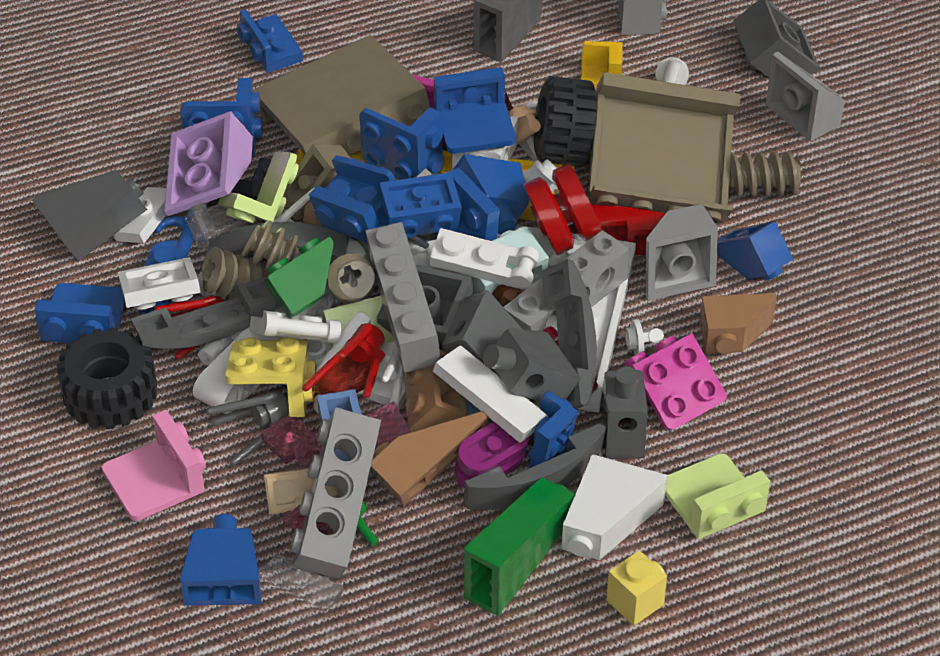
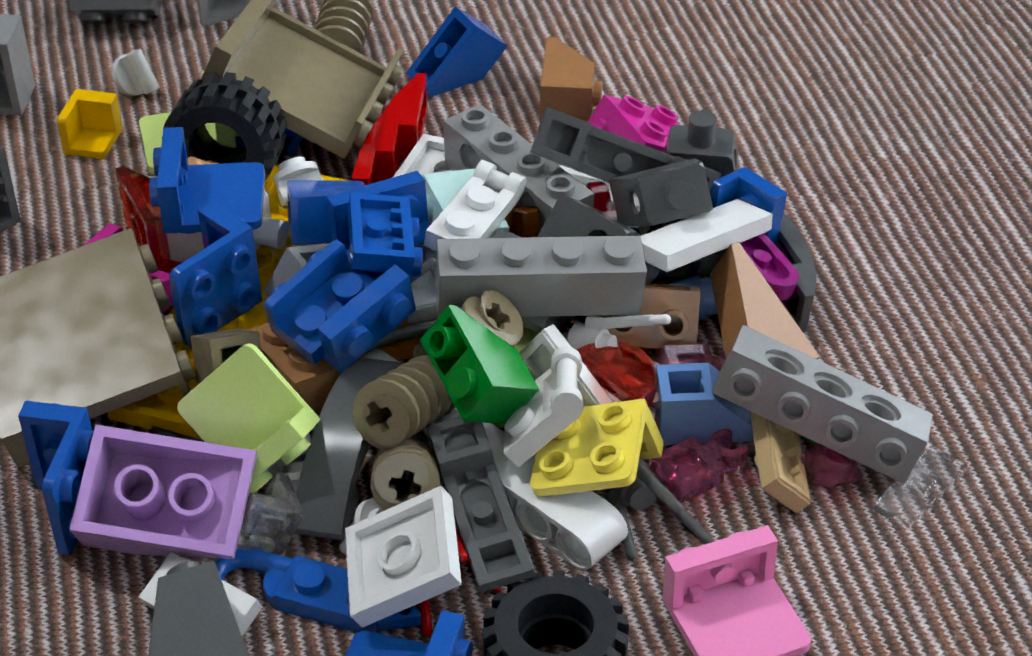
camera: 80 degrees left, 5 degrees down
(221, 566) = (905, 547): blue torso -> none
(361, 347) = (599, 334): red plant -> none
(514, 545) = (898, 275): green slope -> none
(562, 209) = (398, 134): red wheel -> none
(610, 506) = (836, 208): white slope -> none
(636, 587) = (952, 198): light yellow brick -> none
(681, 253) = (453, 74): light grey slope -> none
(716, 494) = (823, 135): yellowish green bracket -> none

